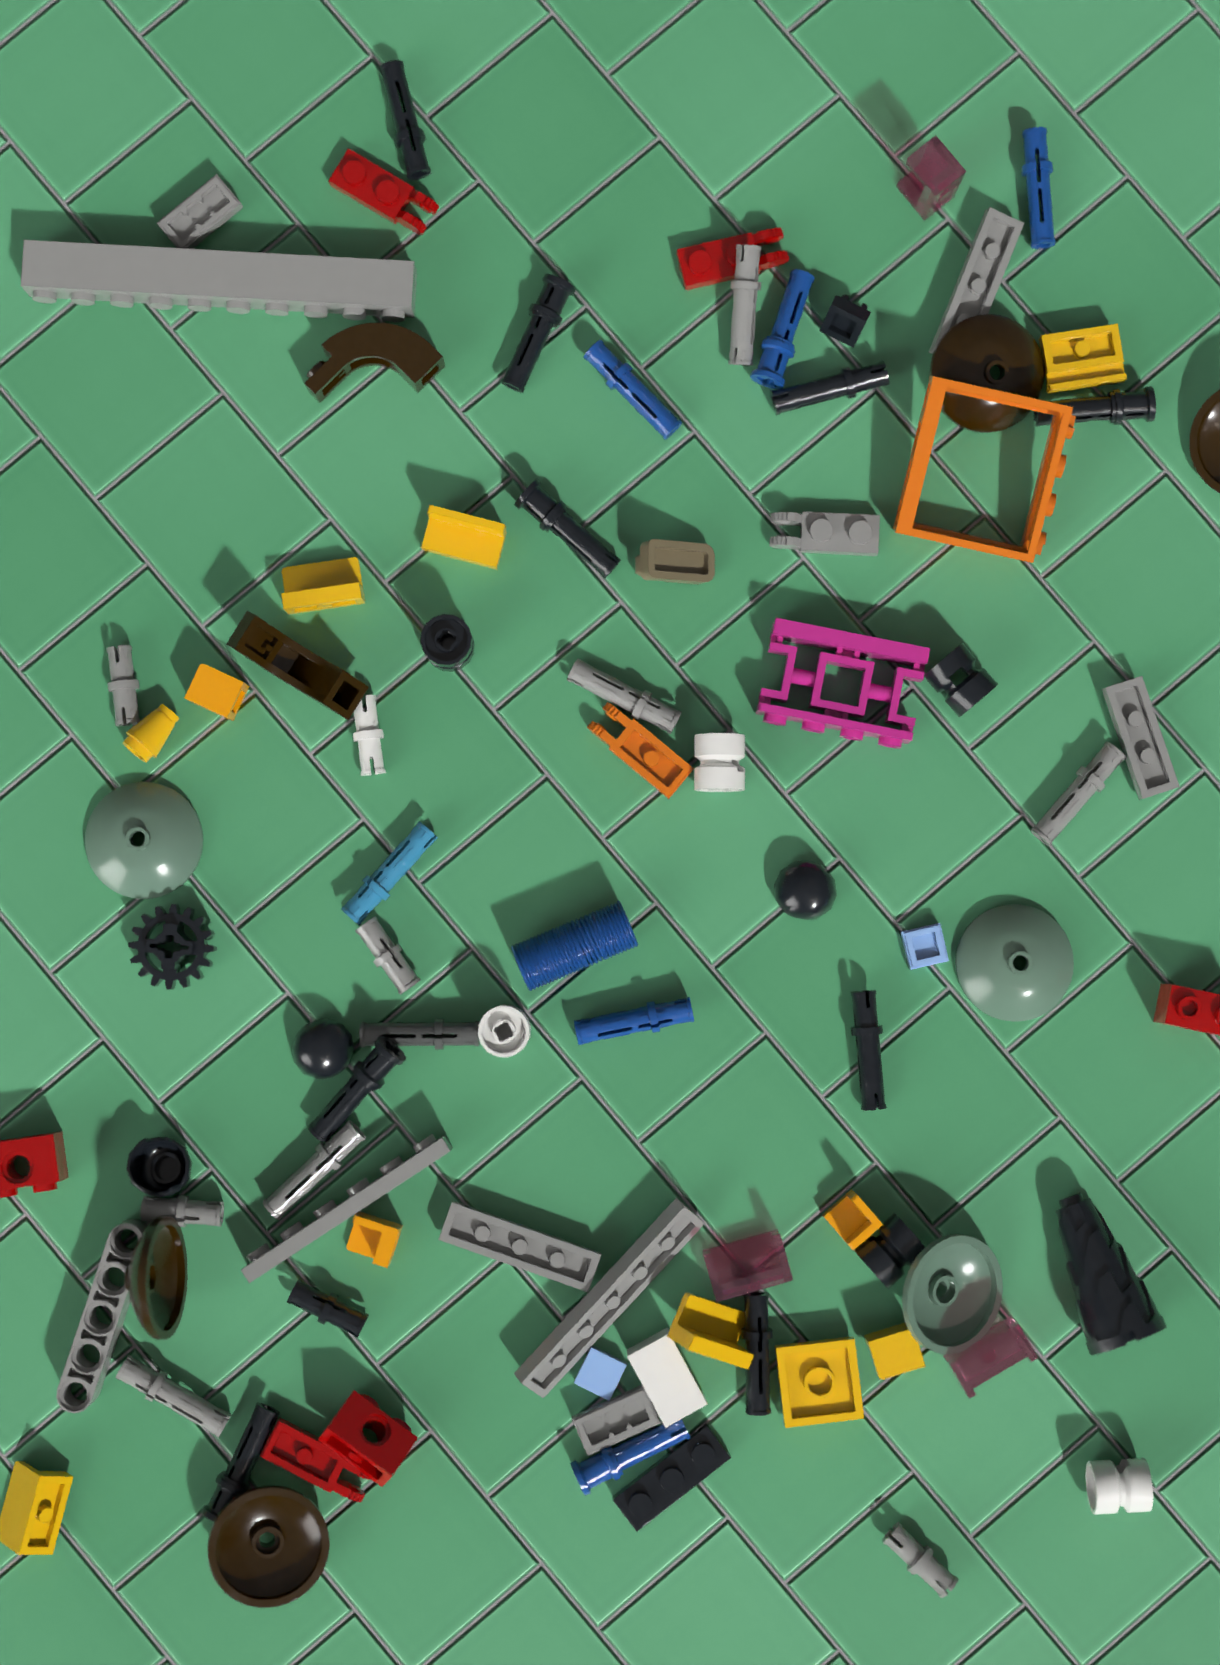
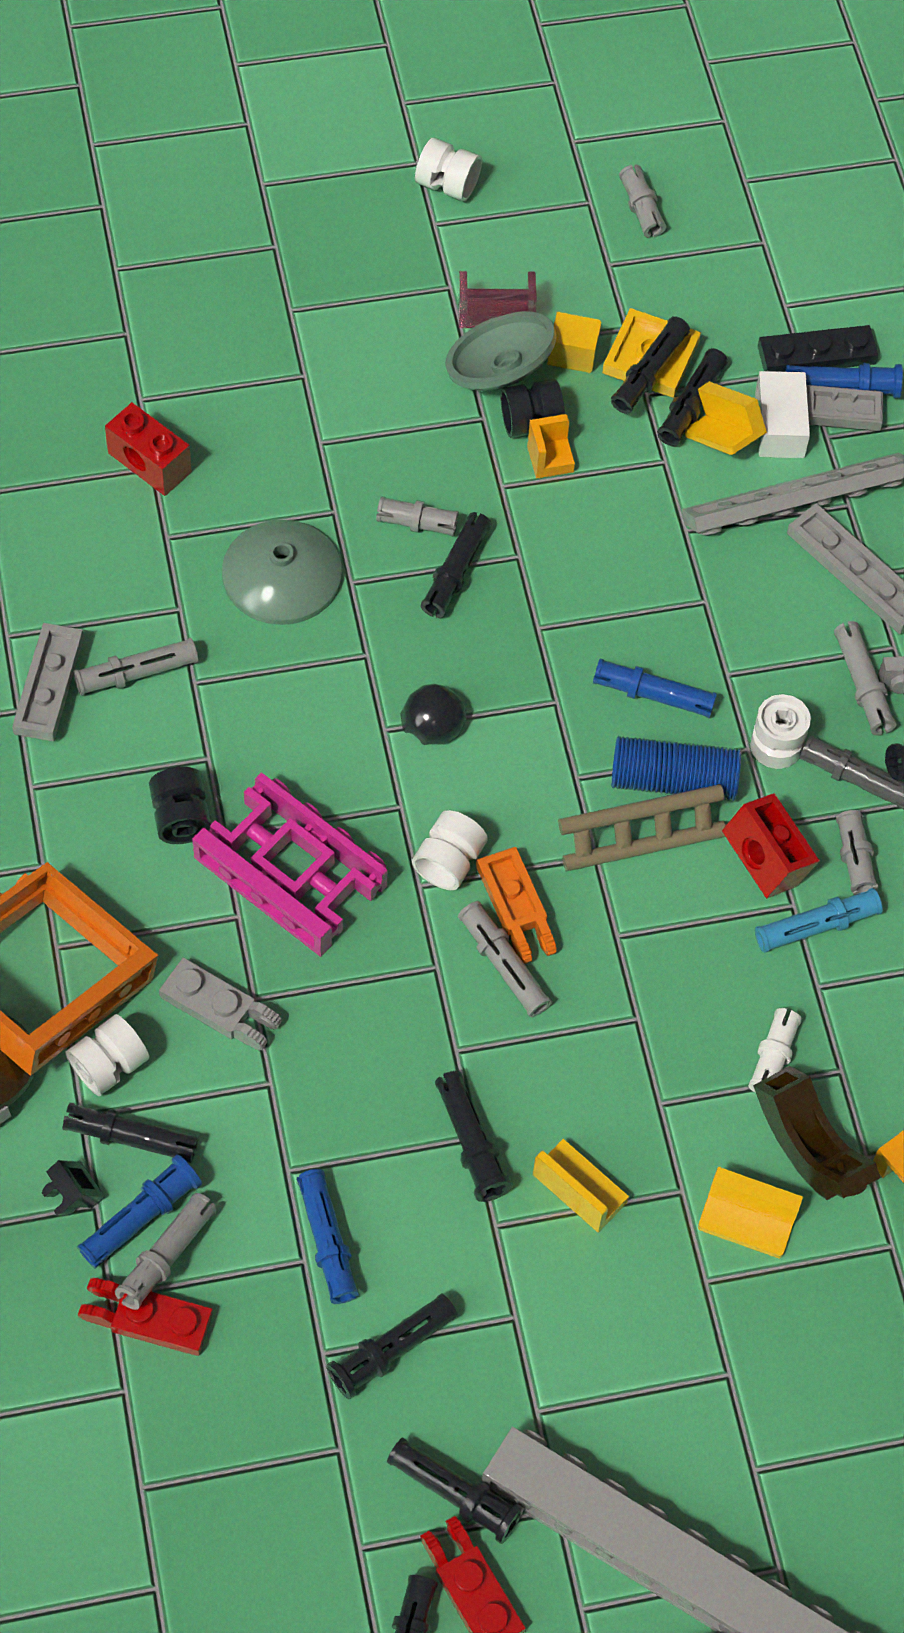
camera: 150 degrees left, 25 degrees down
(374, 346) = (571, 1420): dark brown arch -> none
(422, 250) = (472, 1507): none -> black pin
(447, 642) = (652, 1086): black wheel -> none
(458, 912) = (770, 845): none -> red brick
(460, 1133) = (870, 692): none -> light grey pin
(592, 869) = (621, 817): none -> dark tan bar
(600, 1373) = (837, 448): light blue tile -> none
(675, 561) = (386, 1046): dark tan piece -> none
(747, 1265) = (663, 458): clear pink panel -> none
(809, 1356) = (641, 376): none -> black pin
(886, 429) = (112, 1051): none -> white wheel
(924, 946) = (353, 621): light blue tile -> none
(930, 1082) = (417, 516): none -> light grey pin
(1109, 1294) = (368, 288): black cone -> none

